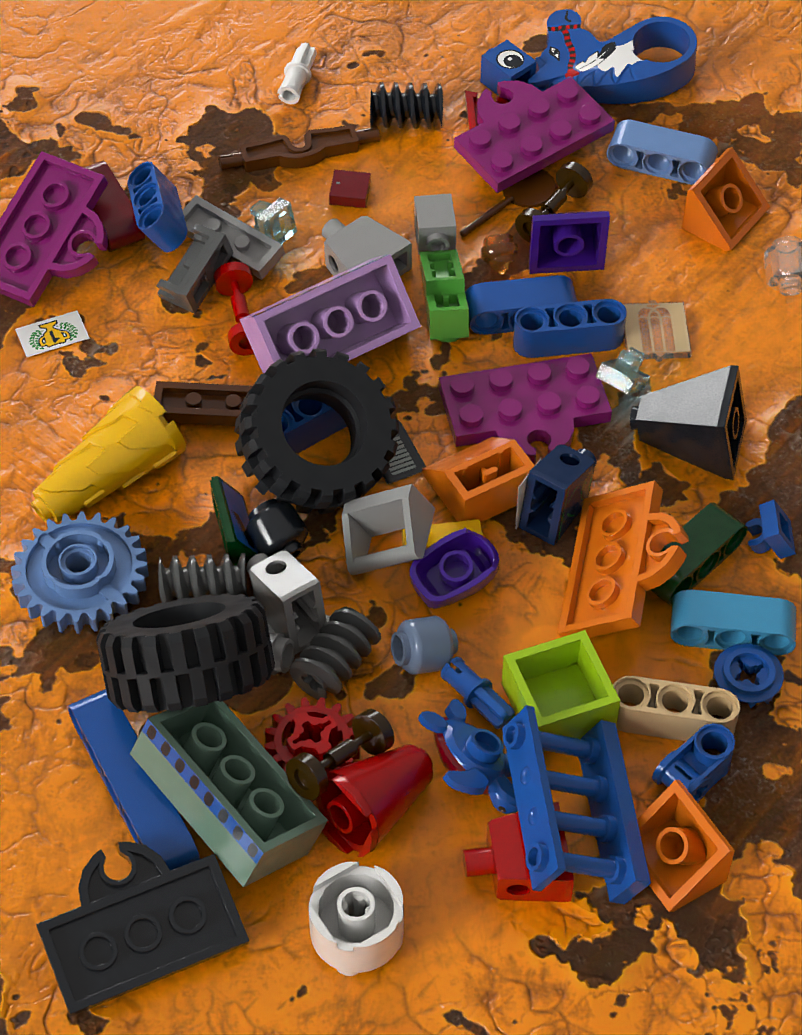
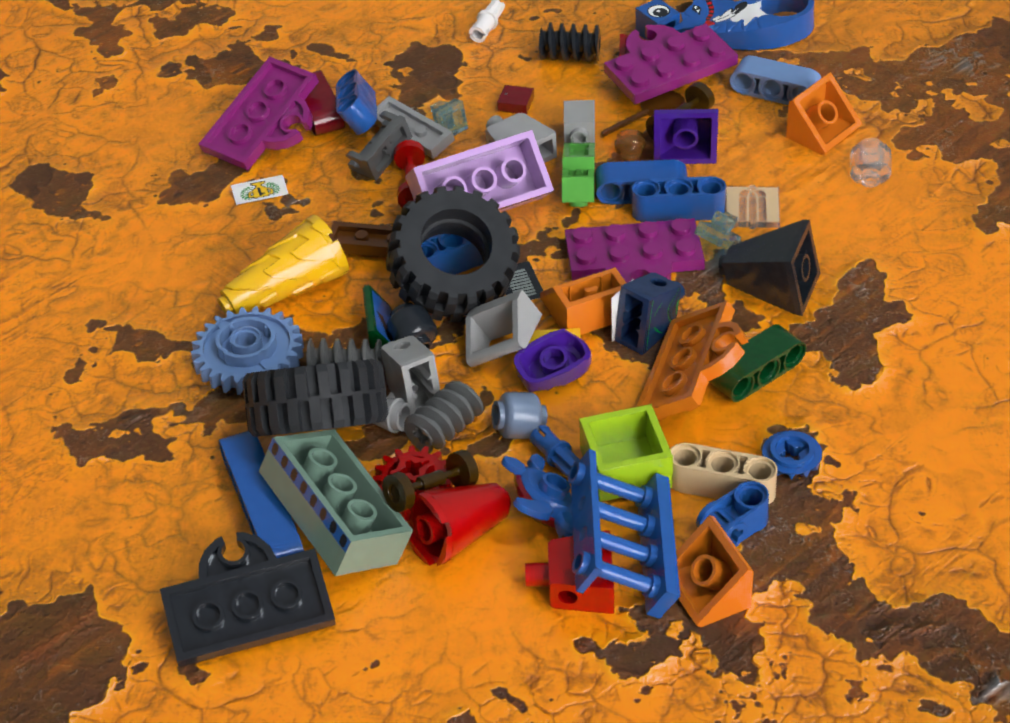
camera: 10 degrees right, 10 degrees down
(280, 151) = (465, 73): reddish brown piece -> none
(356, 917) = (425, 606): white brick -> none
(731, 619) = (774, 410): dark azure beam -> none
(775, 531) = (827, 350): blue tile -> none

